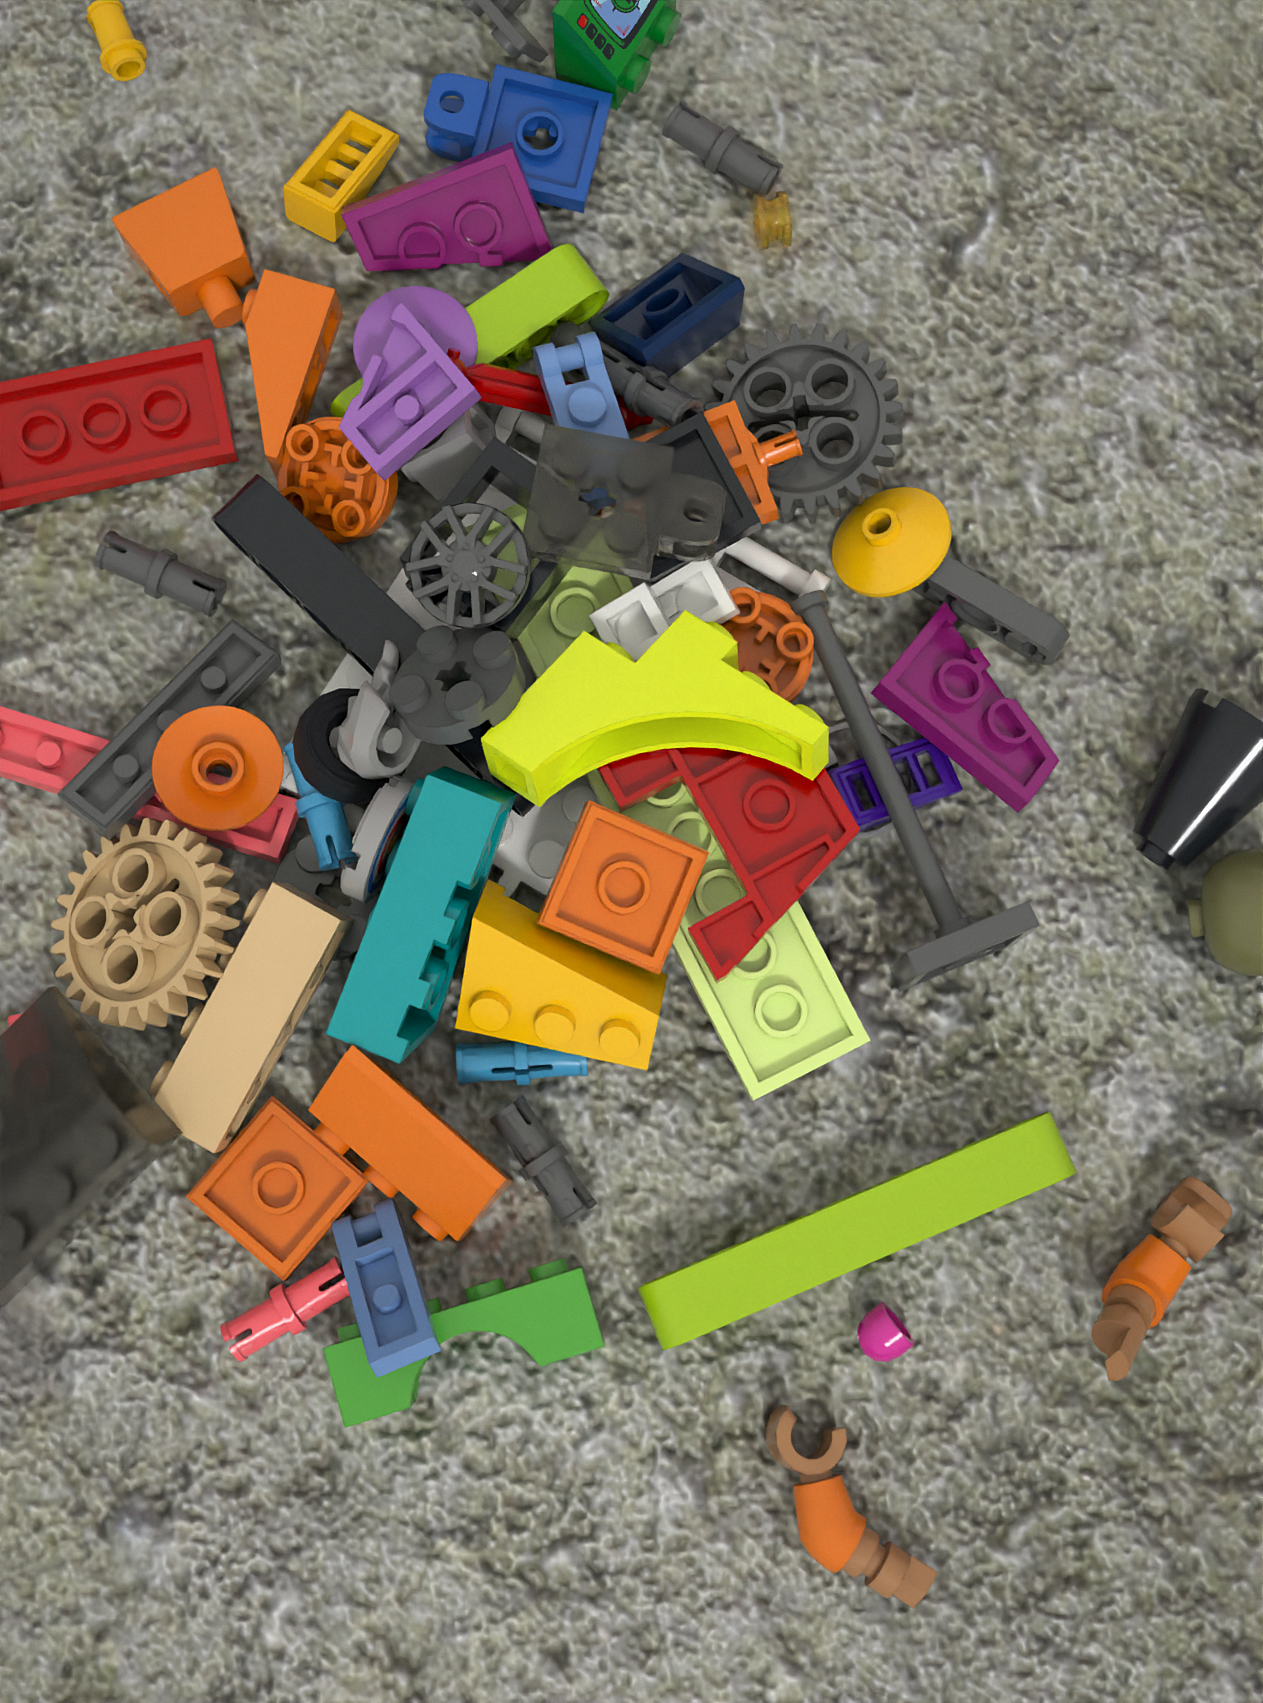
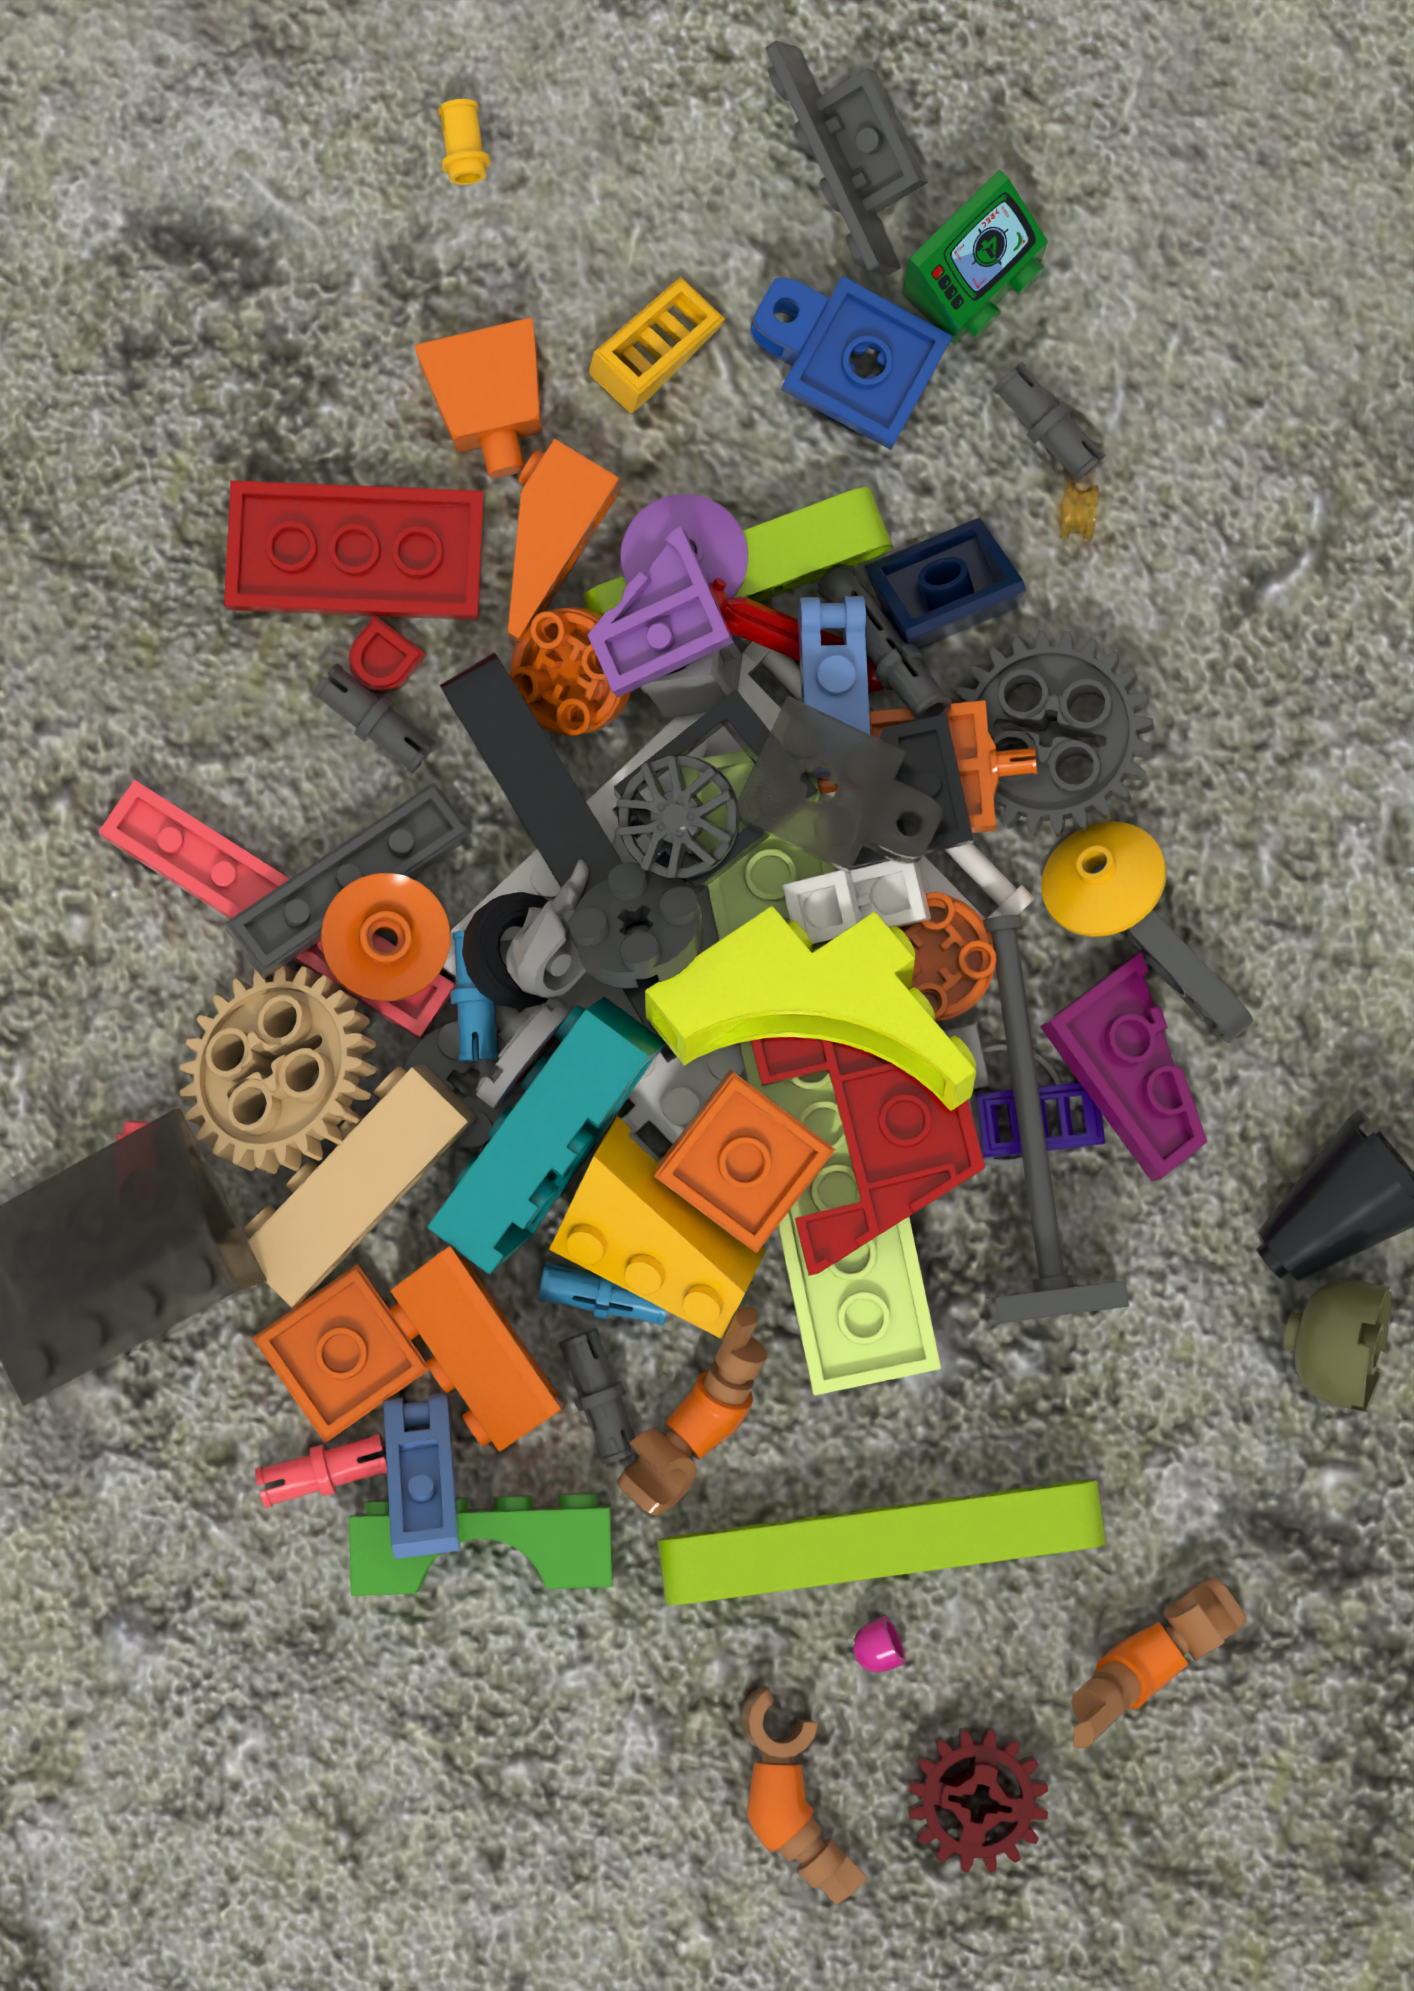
camera: 15 degrees right, 5 degrees up
(157, 517) = (383, 658): none -> red tile
(452, 216) = (758, 425): magenta wing -> none
(647, 1161) = (699, 1423): none -> medium nougat piece
(1028, 1491) = (973, 1827): none -> dark red gear

